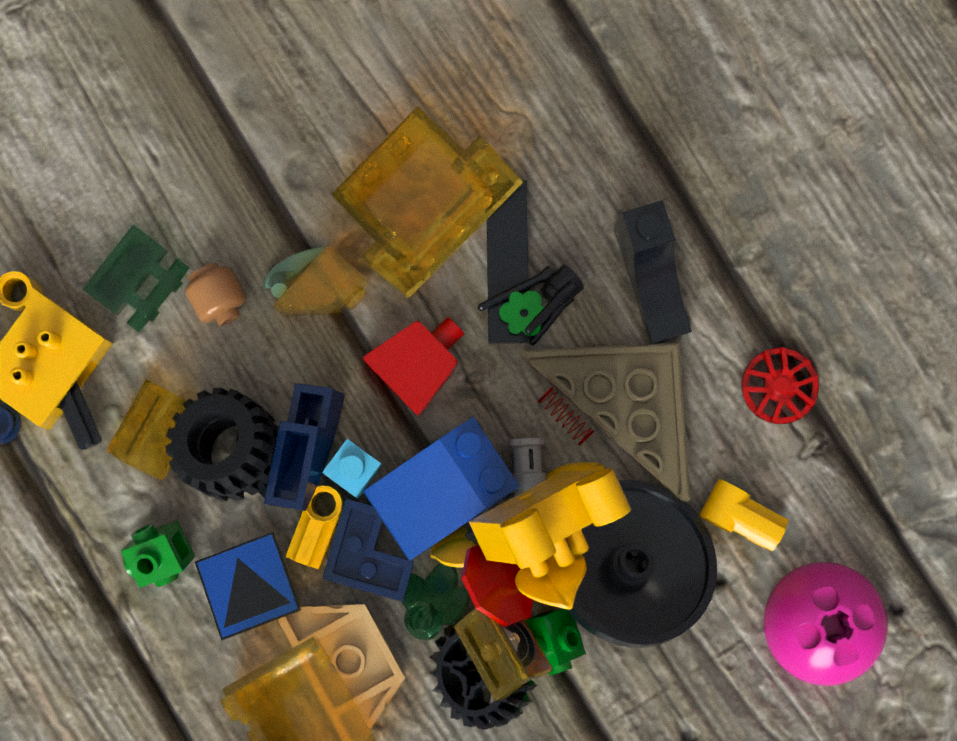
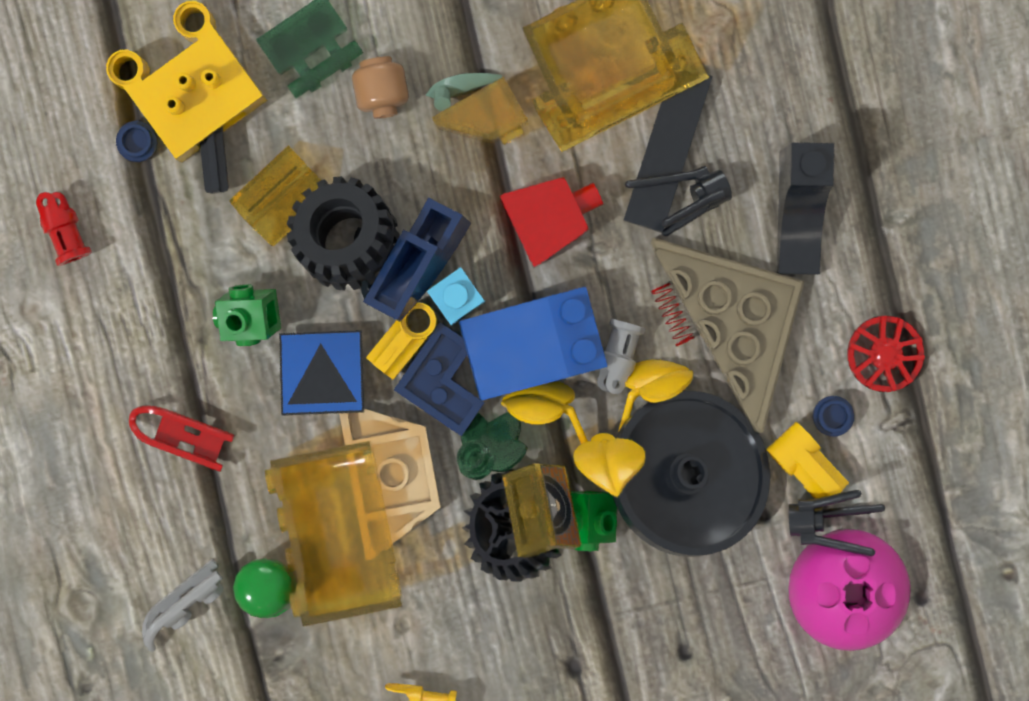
camera: 20 degrees right, 5 degrees up
(121, 692) = (172, 431): none -> red piece
(494, 588) = (551, 447): red piece -> none
(510, 311) = (654, 200): green plant -> none
(539, 519) = (615, 404): yellow piece -> none
(751, 461) = (833, 416): none -> dark blue plate
(762, 567) = (808, 518): none -> black plant

